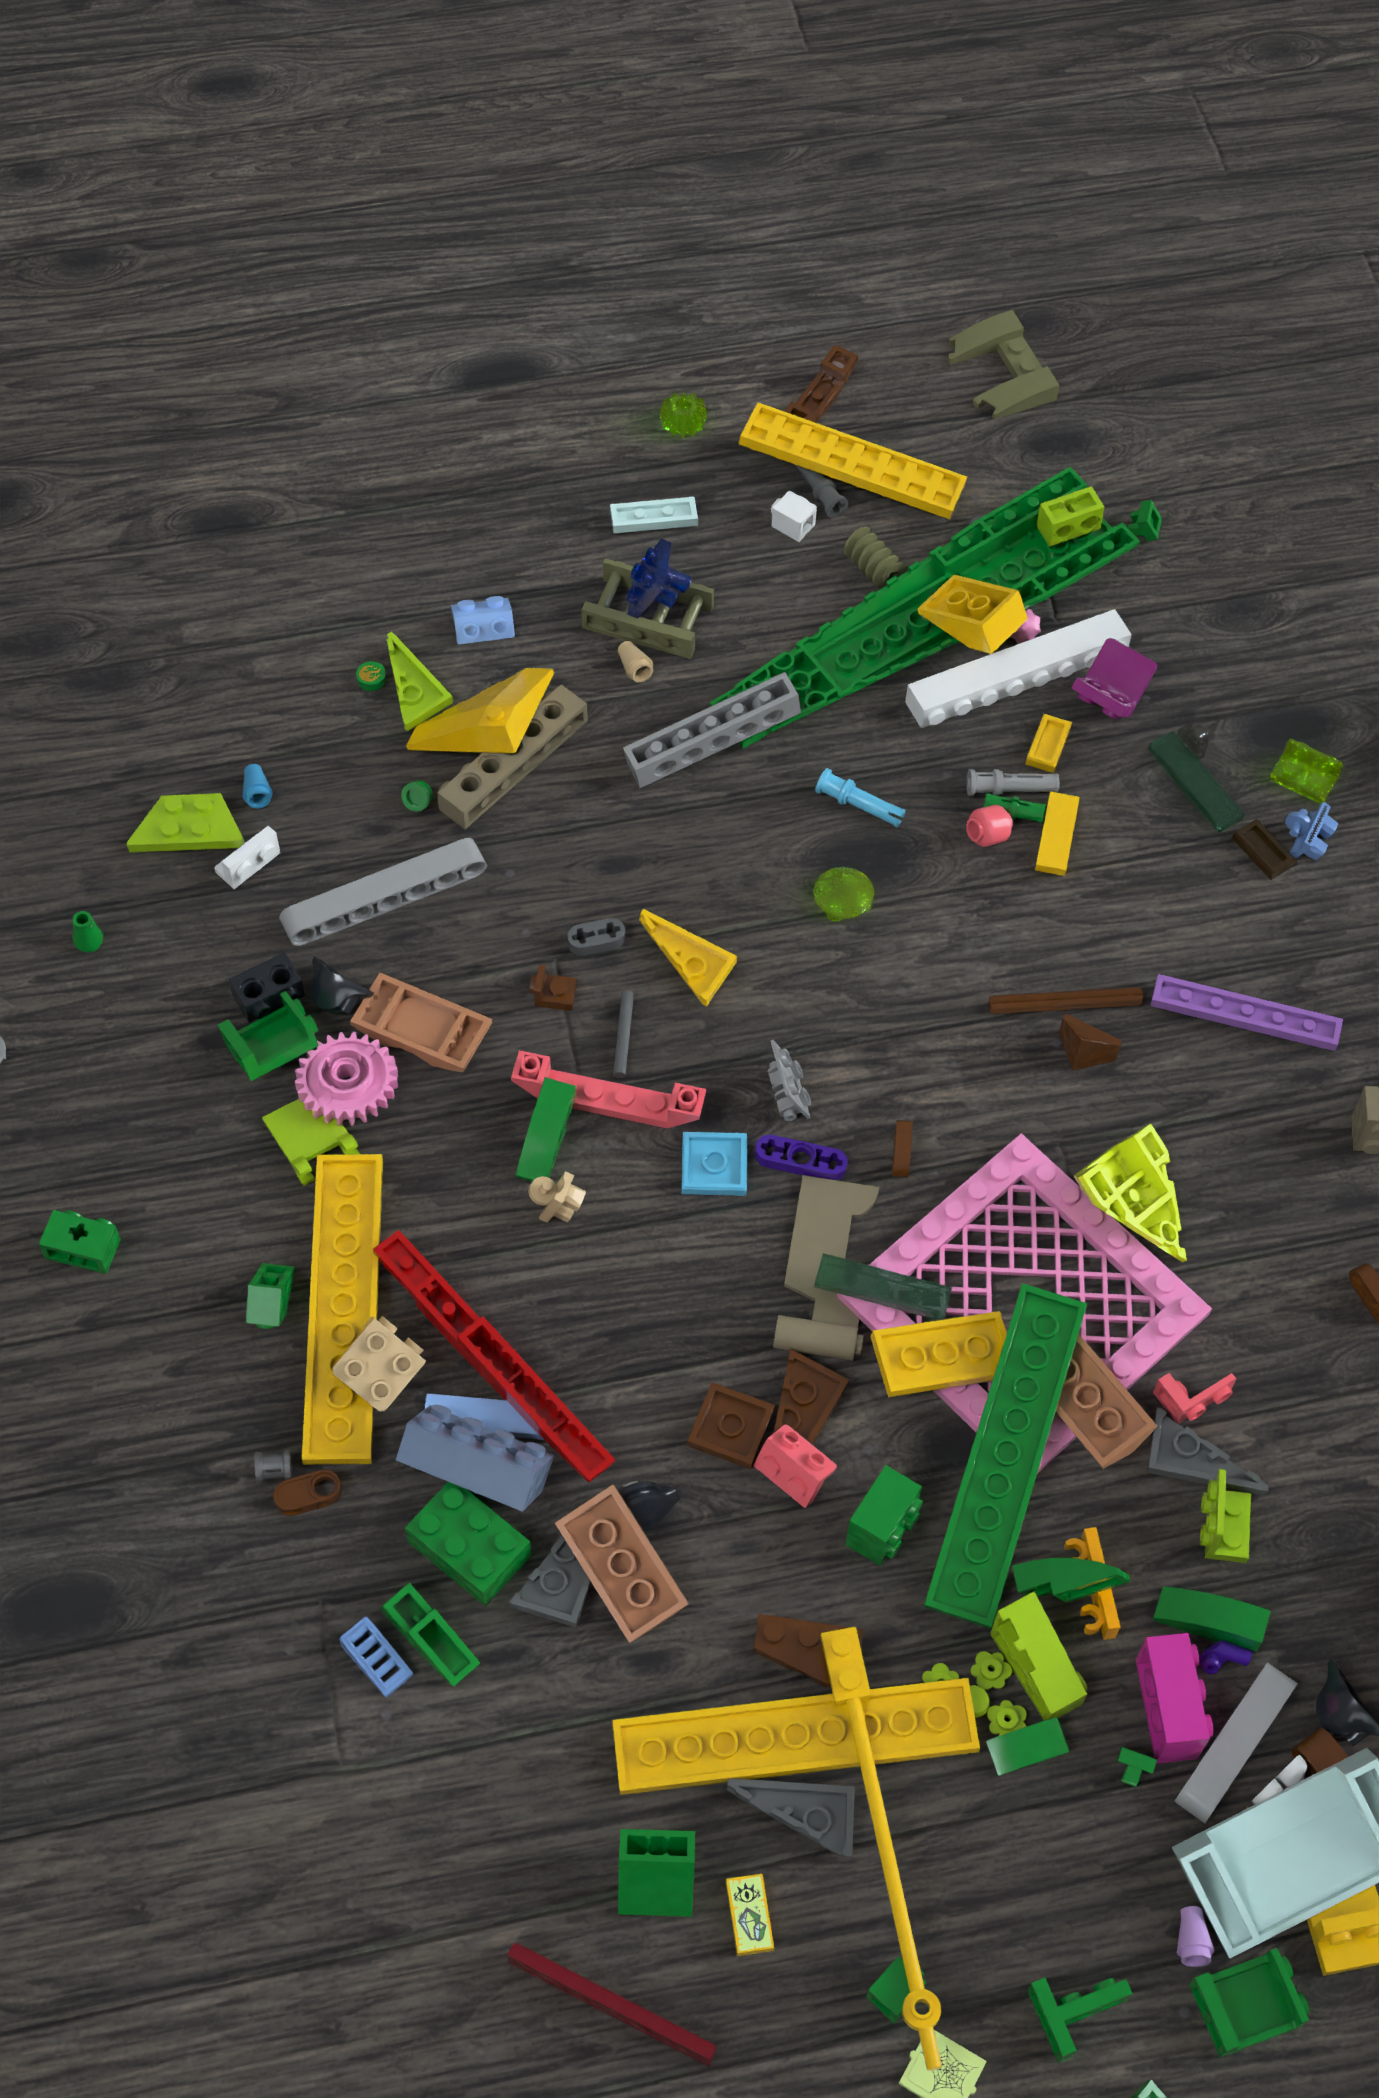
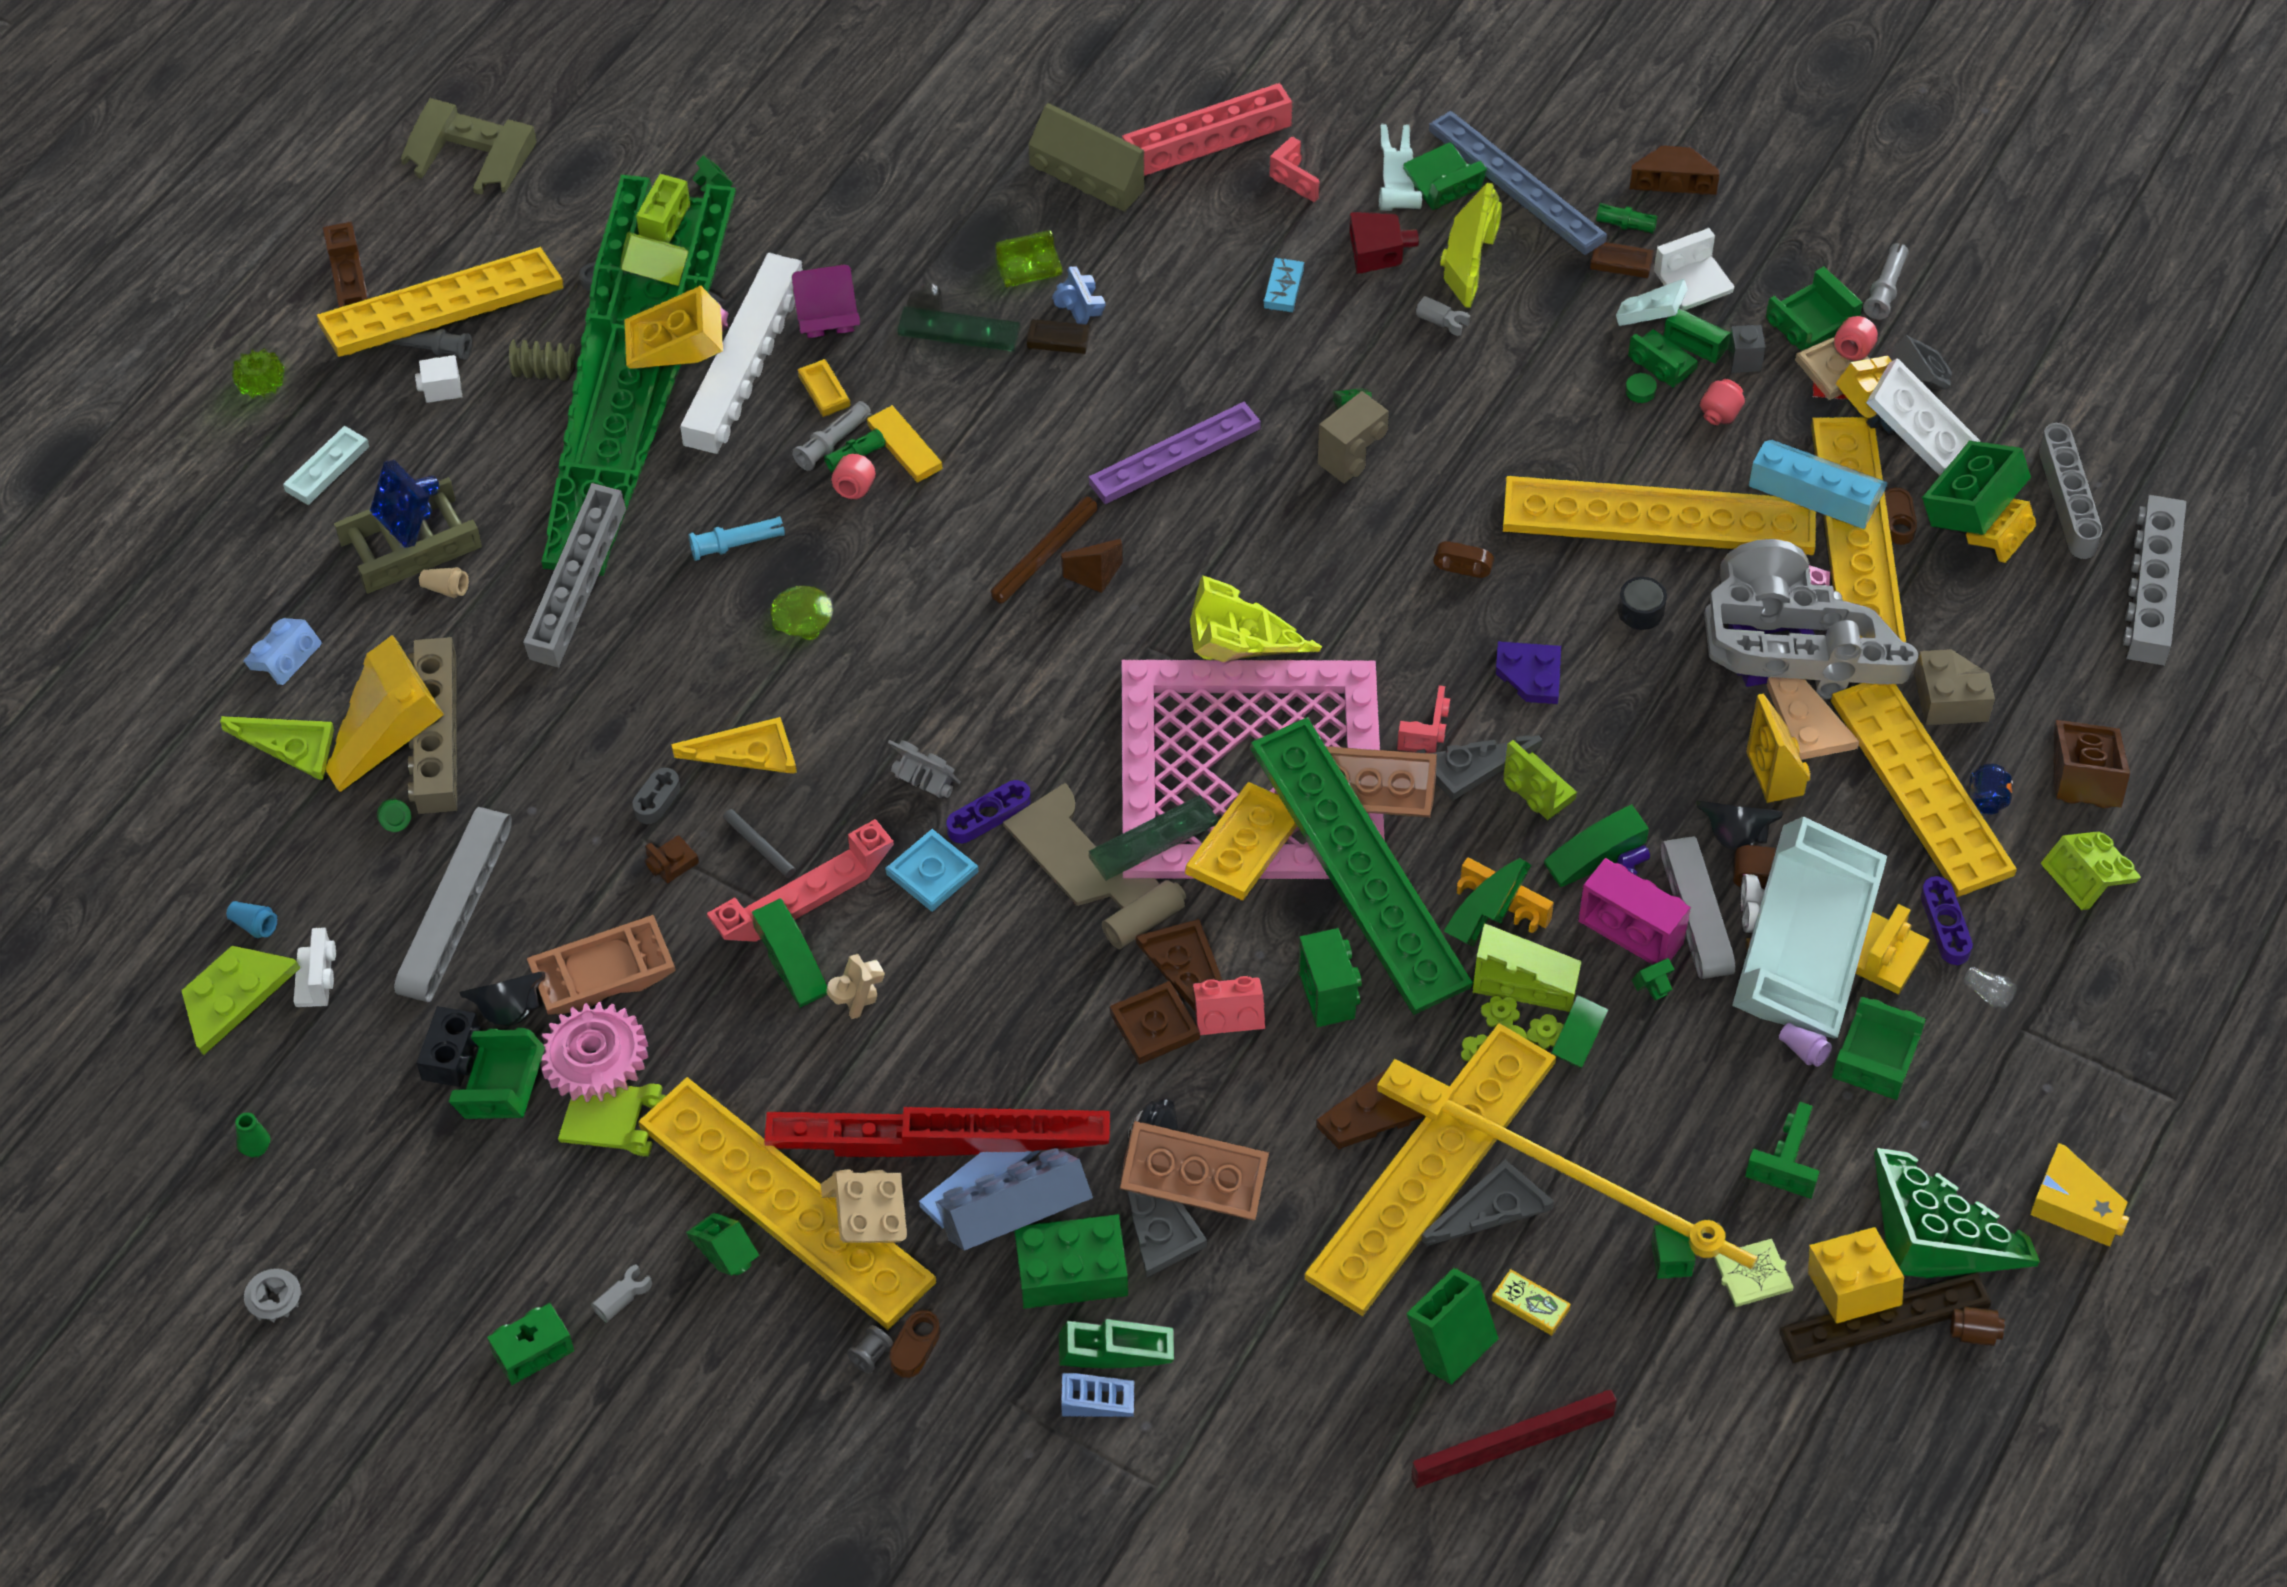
camera: 45 degrees left, 5 degrees down
(172, 1264) = (620, 1294): none -> light grey bar
(371, 676) = (241, 764): green tile -> none
(902, 1148) = (1052, 742): reddish brown beam -> none
(1023, 545) = (653, 258): none -> lime brick
(1328, 1429) = (1531, 670): none -> dark purple plate

